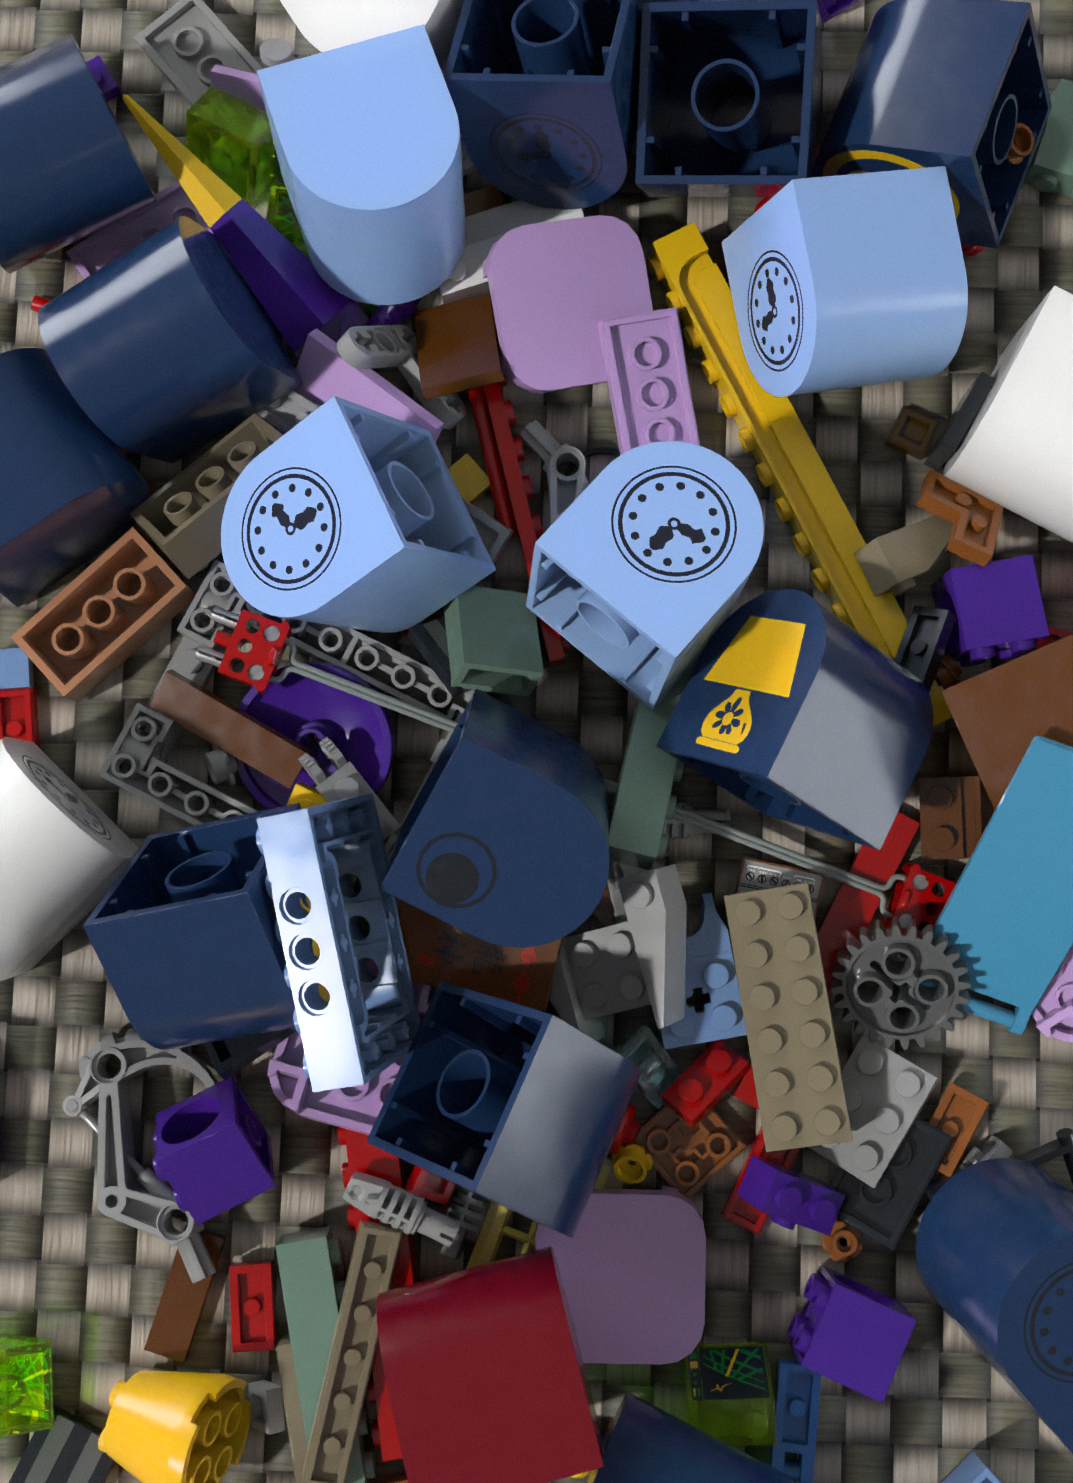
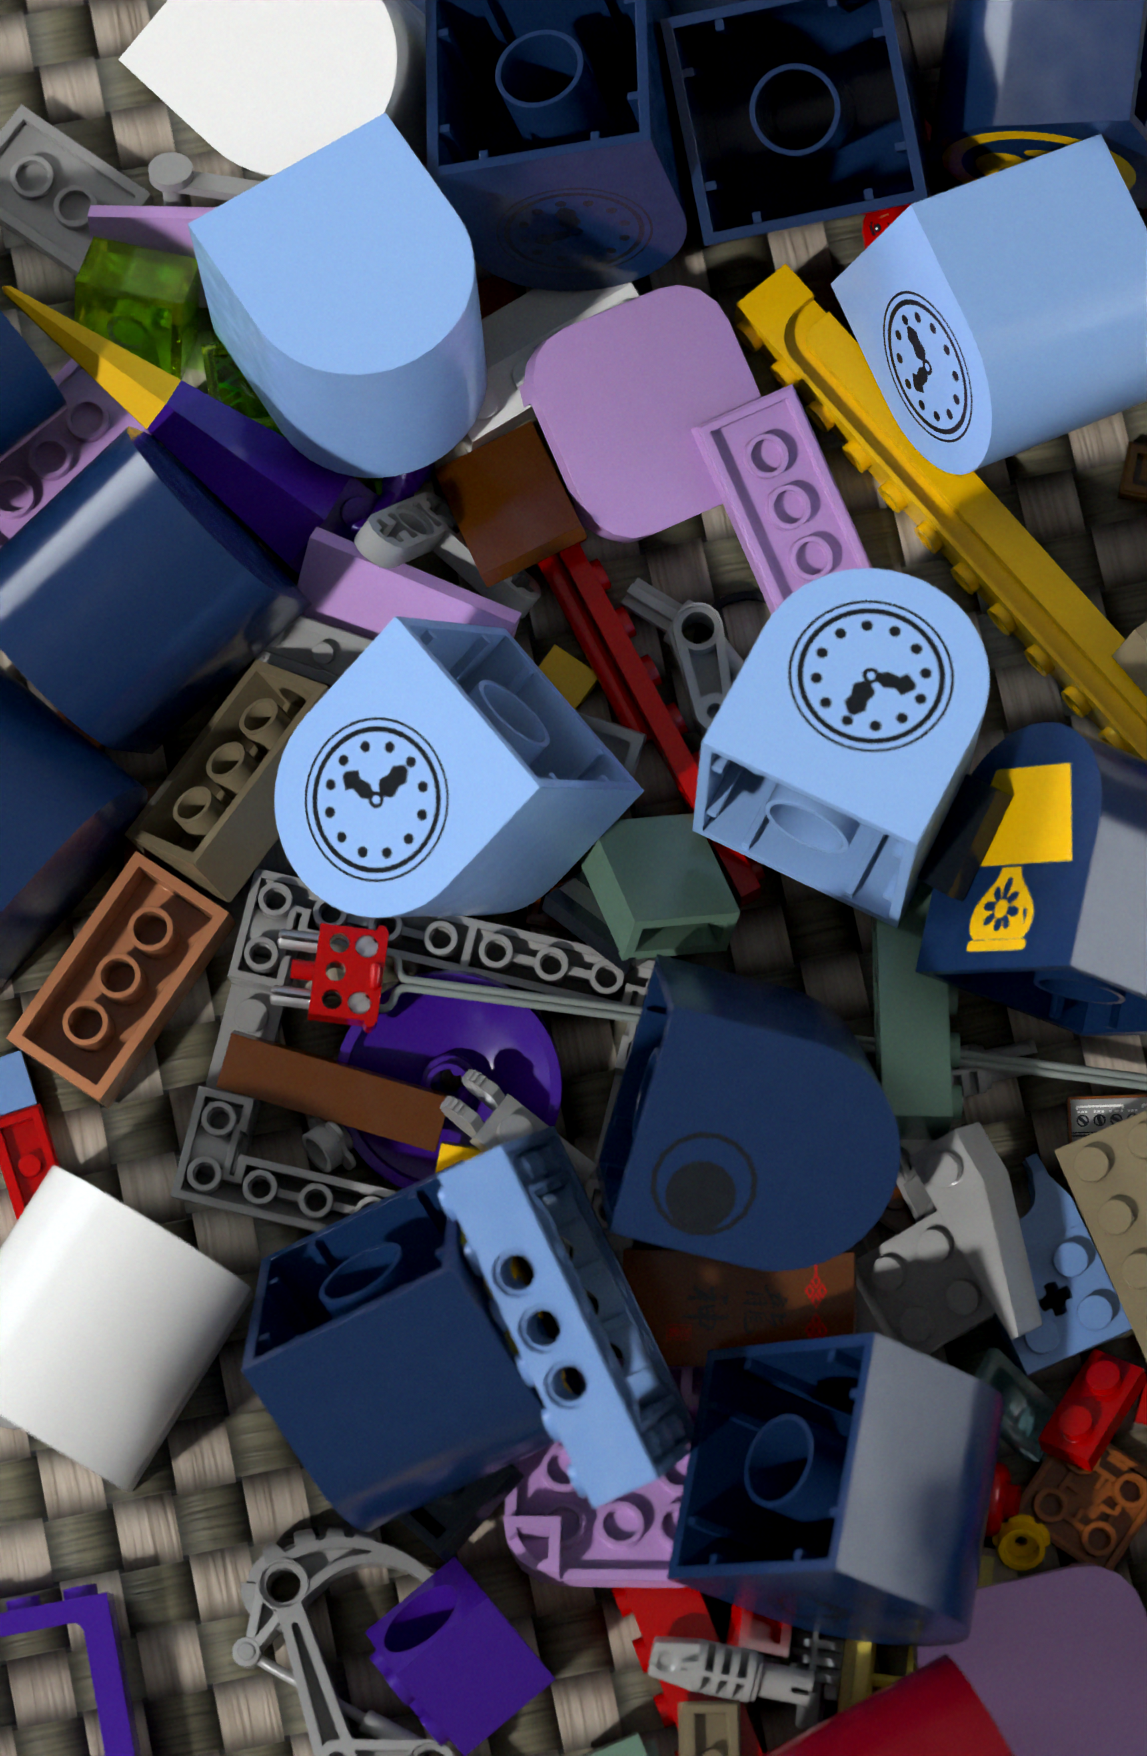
camera: 15 degrees left, 5 degrees down
(715, 659) = (964, 837): none -> black tile

